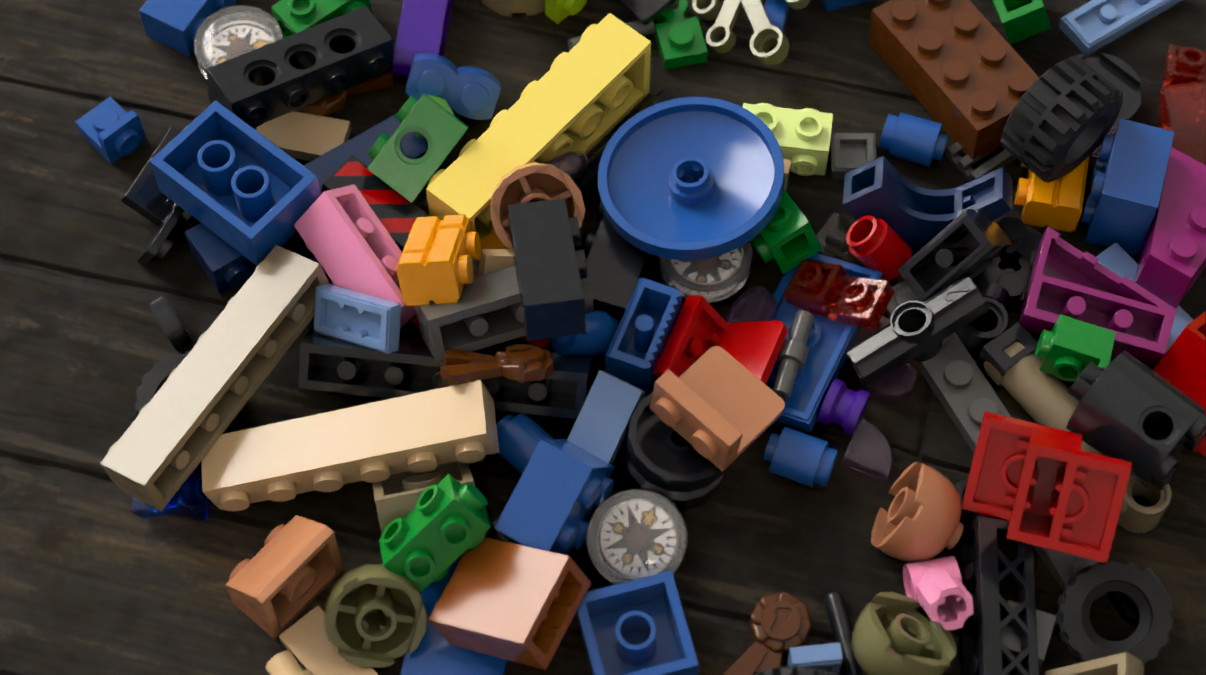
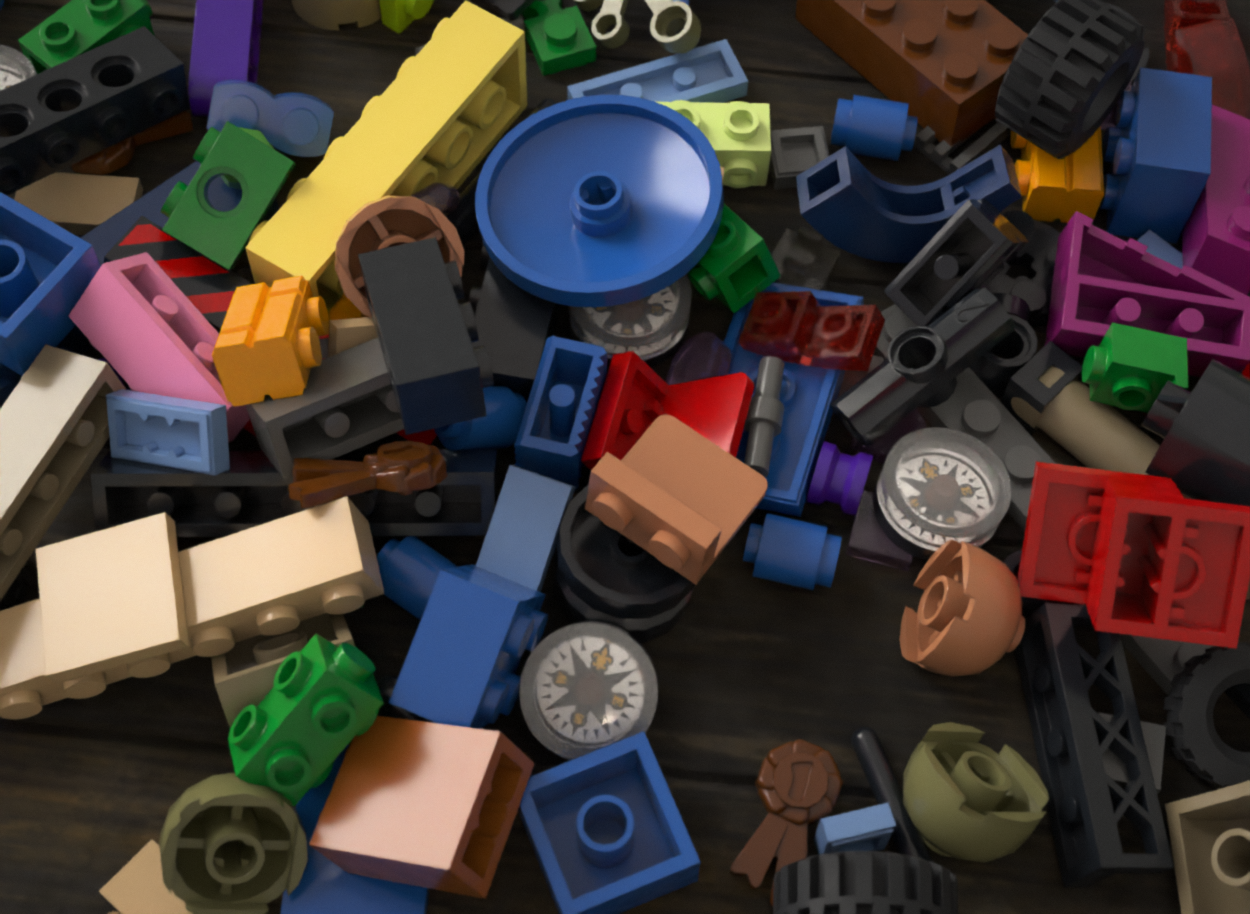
camera: 10 degrees left, 0 degrees up
(285, 574) = (100, 801): nougat slope -> none
(308, 432) = (111, 598): none -> tan tile
(781, 85) = (700, 75): none -> medium blue plate
(878, 246) = (852, 264): red brick -> none
(917, 423) = (939, 490): none -> clear piece
(939, 590) = (1009, 712): bright pink piece -> none

